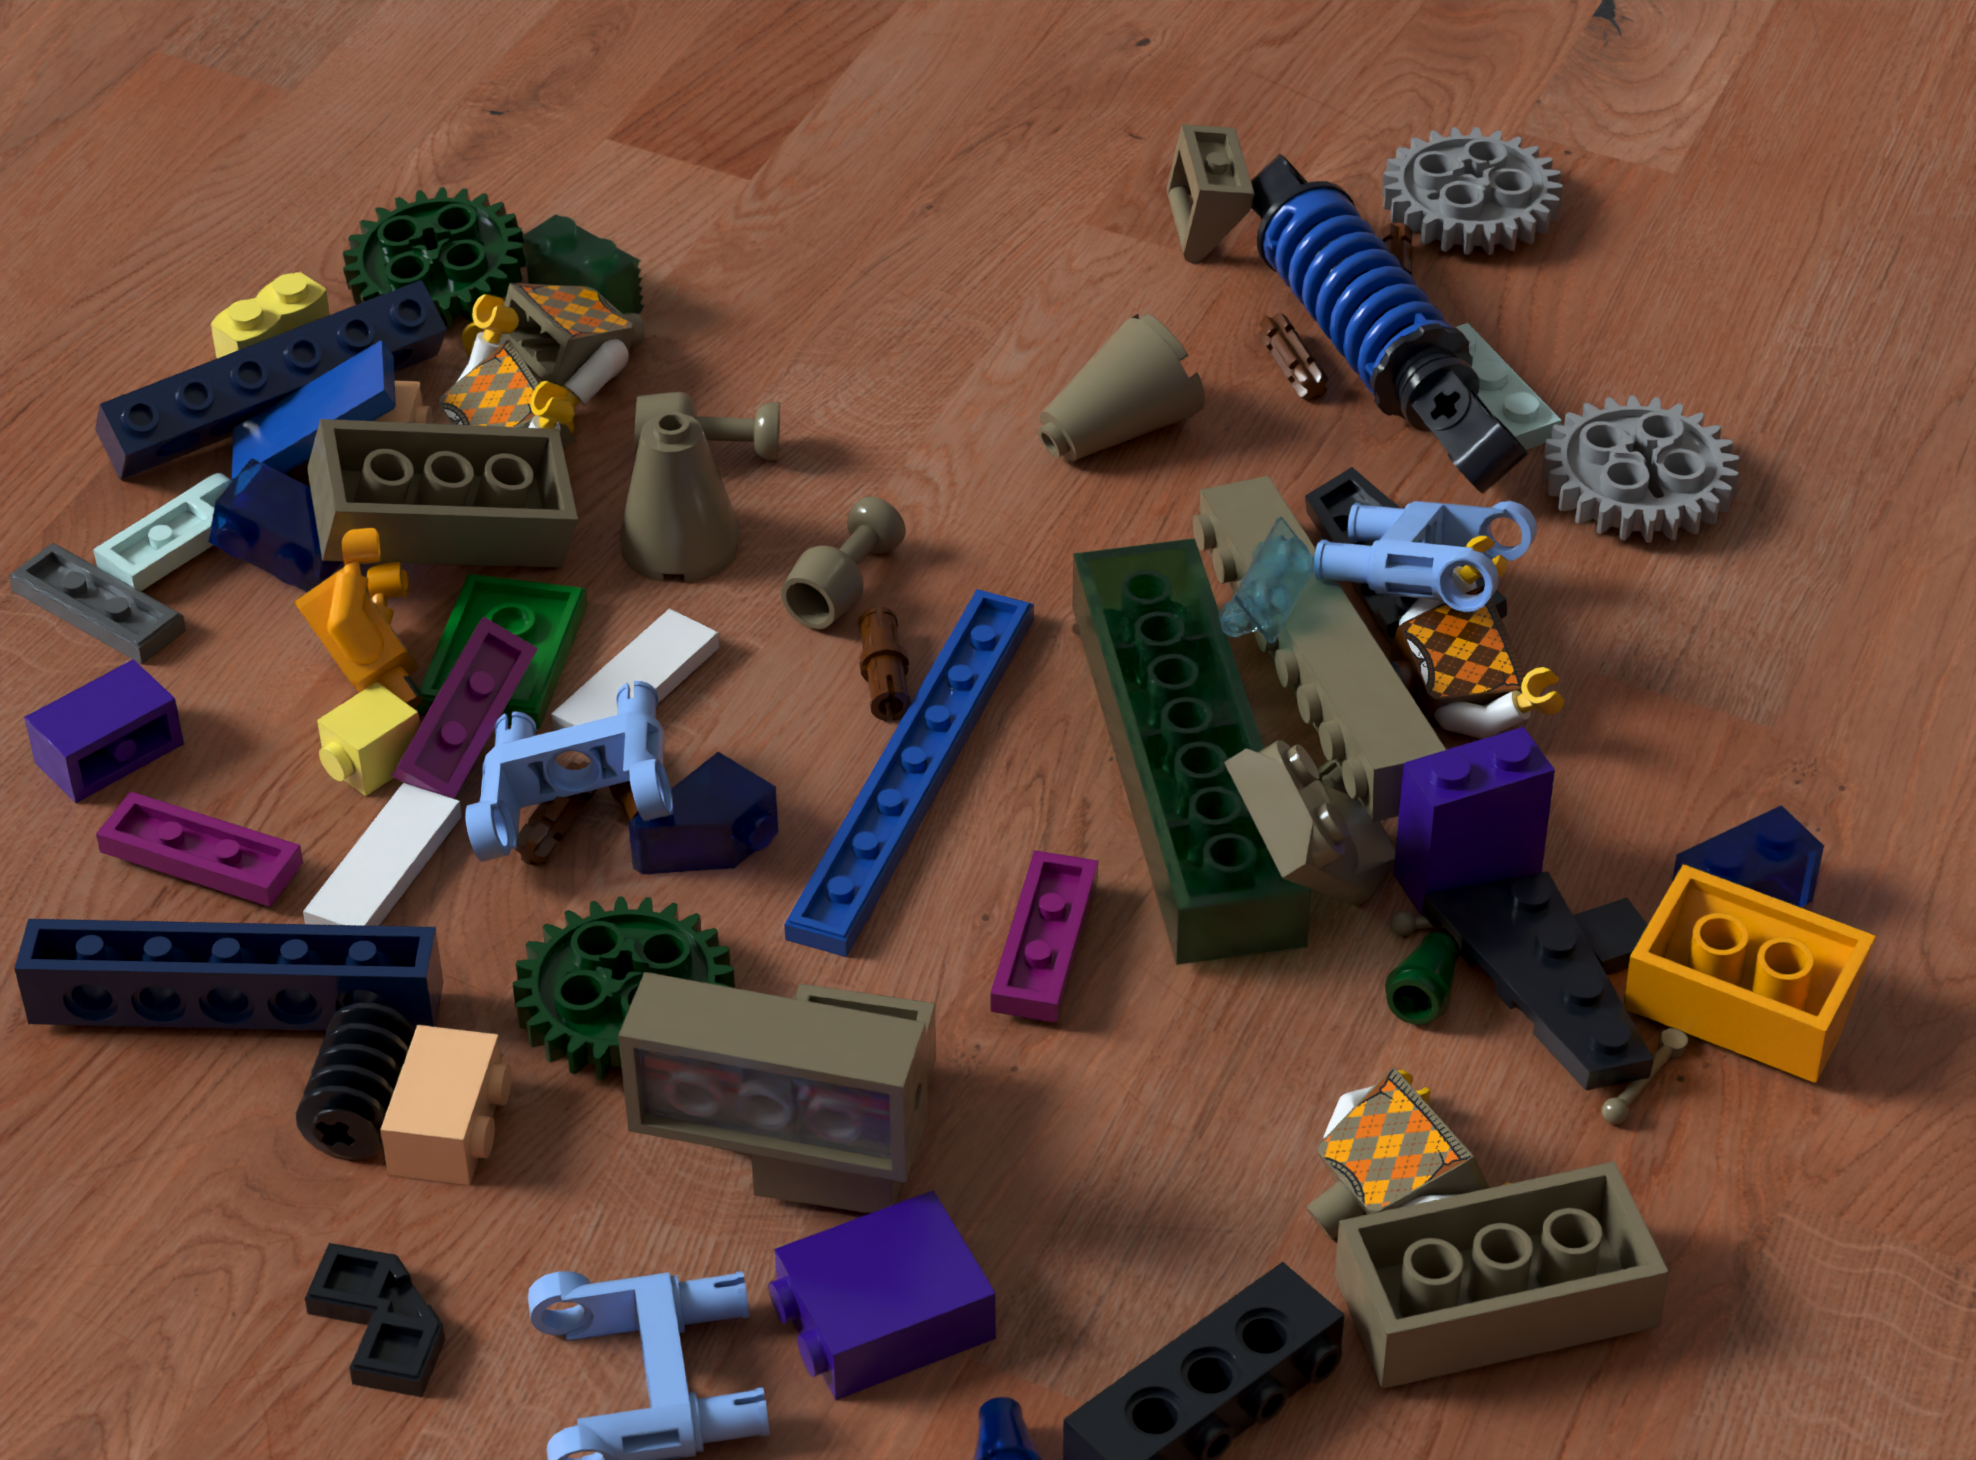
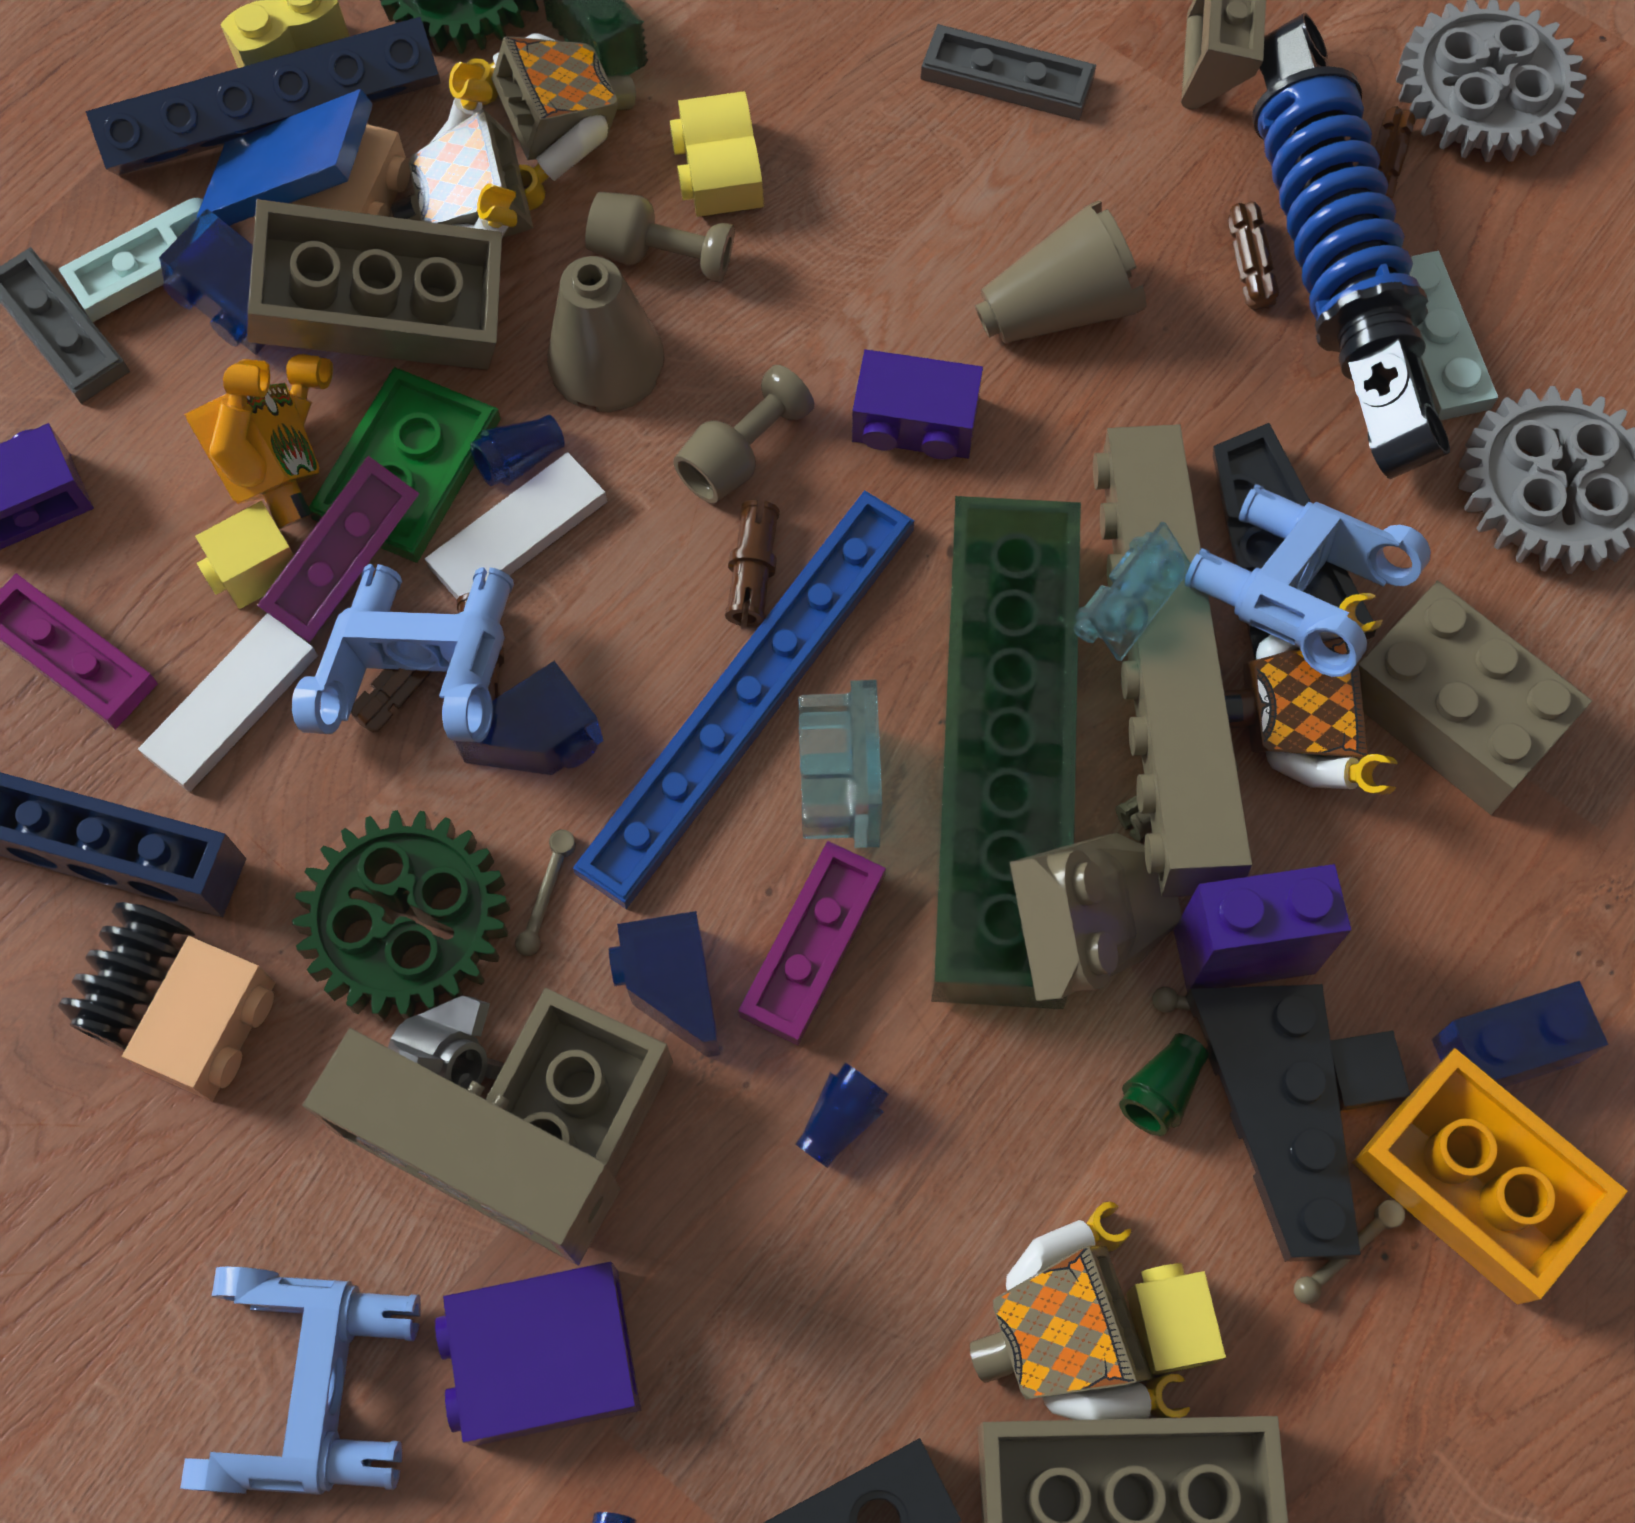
camera: 15 degrees right, 25 degrees up
(401, 1329) = (106, 1263): black tile -> none
(613, 615) = (514, 449): none -> clear blue cone
(744, 358) = (719, 152): none -> light yellow brick
(763, 917) = (561, 845): none -> dark tan hinge
(914, 964) = (668, 976): none -> clear blue slope
(1007, 259) = (1008, 72): none -> dark grey tile
(1007, 513) = (916, 404): none -> dark purple brick
(1052, 773) = (841, 765): none -> clear light blue panel
(1120, 1054) = (841, 1114): none -> clear blue cone
(1501, 1137) = (1175, 1319): none -> light yellow brick
(1612, 636) = (1466, 697): none -> dark tan brick

